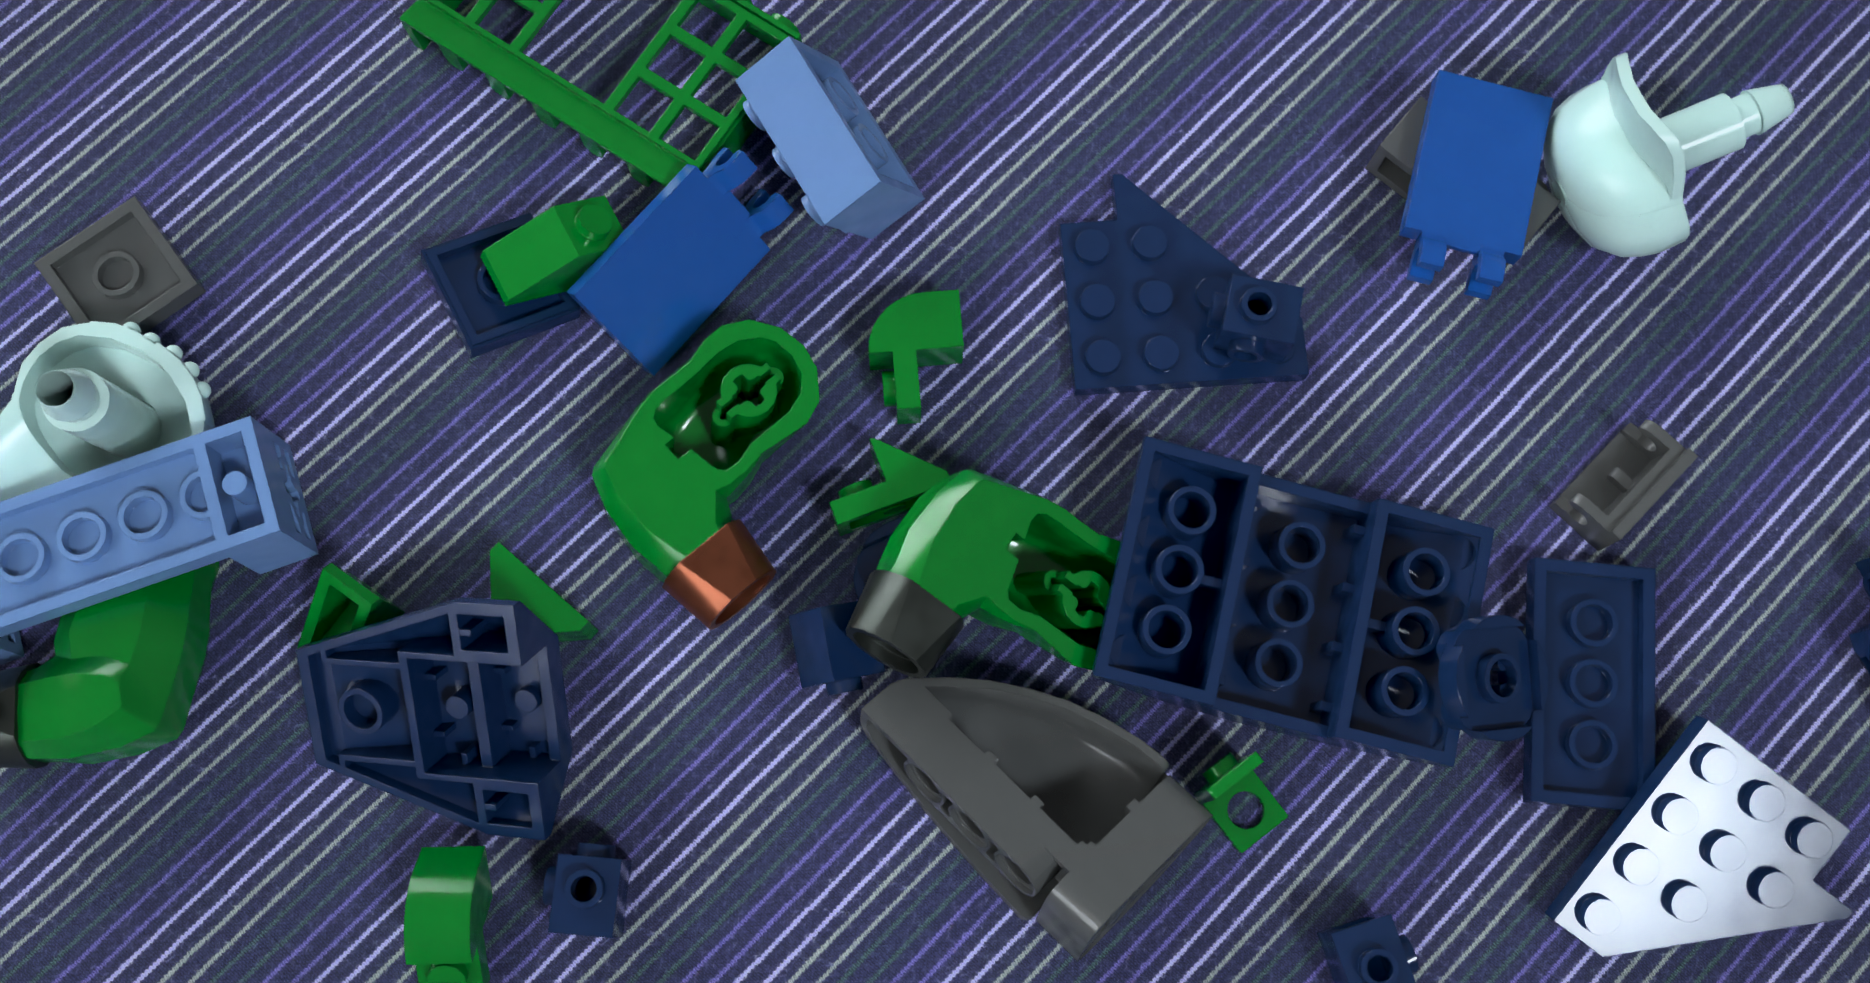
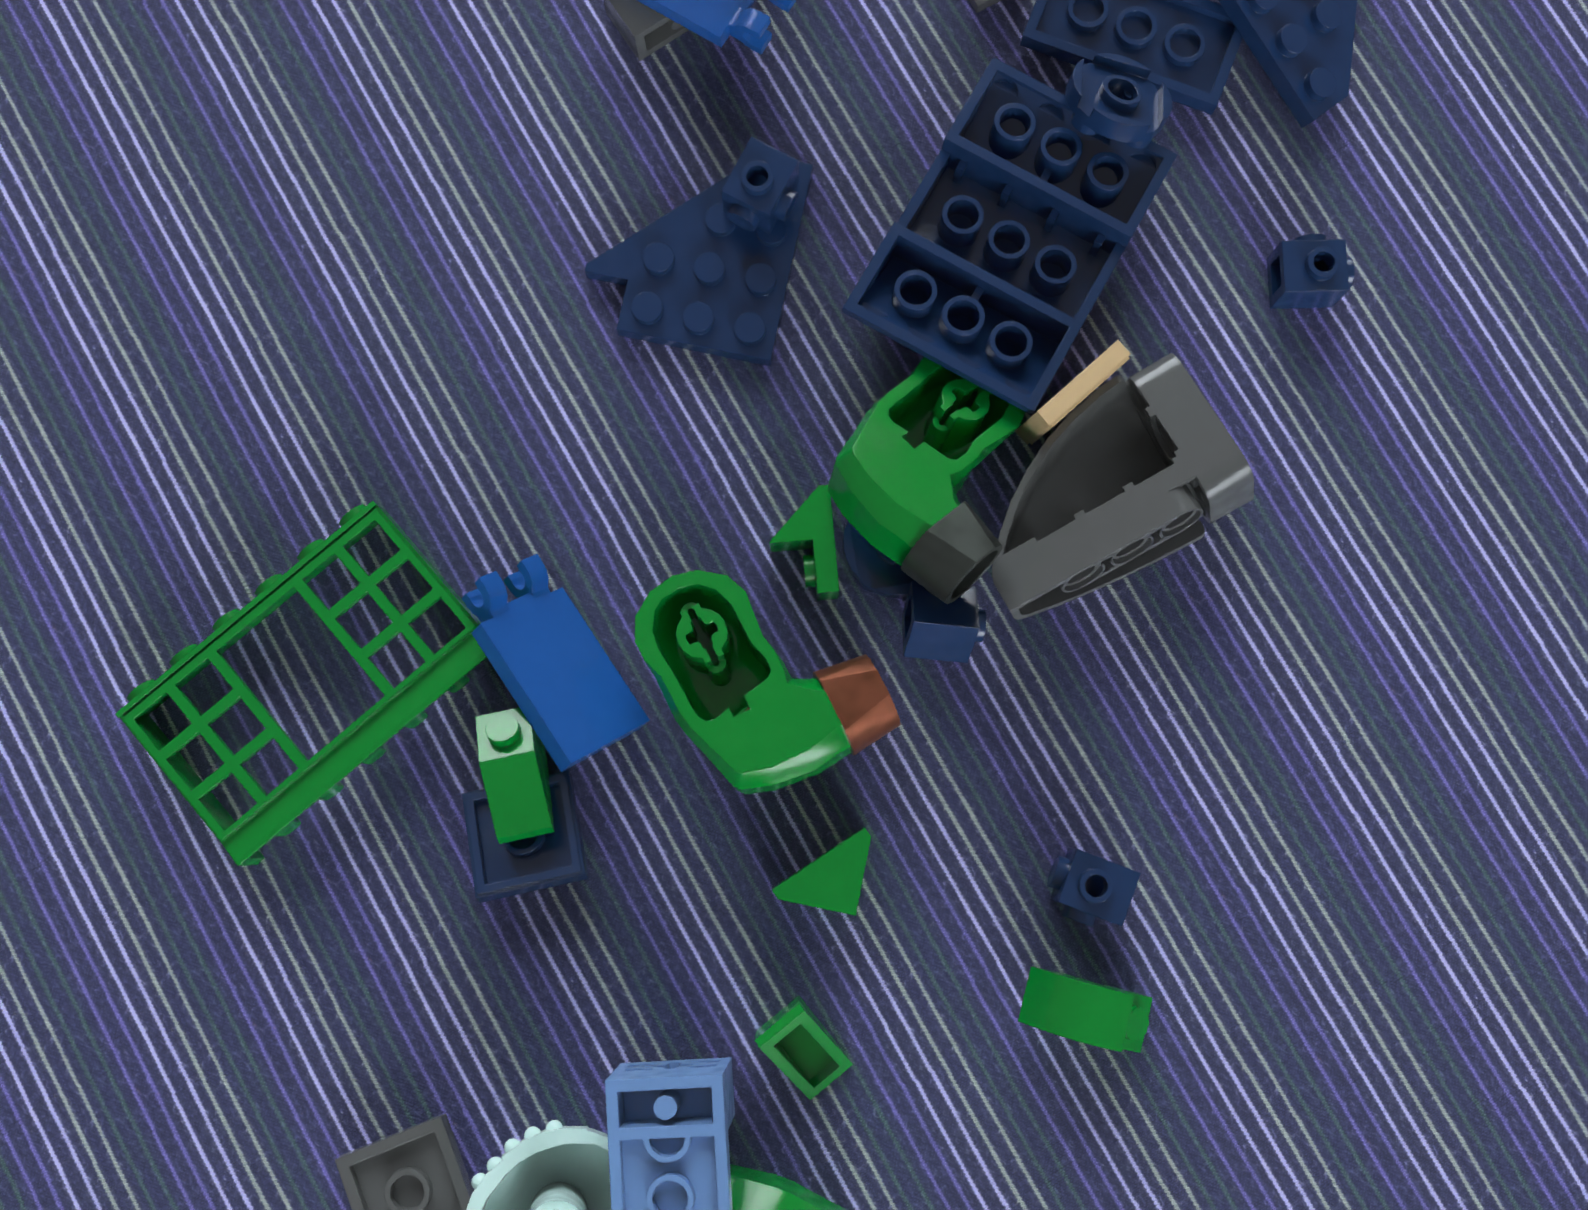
camera: 70 degrees left, 5 degrees up
(447, 712) = (912, 973): dark blue wedge -> none
(827, 140) = (485, 503): medium blue brick -> none
(910, 335) = (682, 487): green brick -> none
(1134, 718) = (1074, 393): none -> tan tile
(1225, 780) = (1138, 336): green bracket -> none

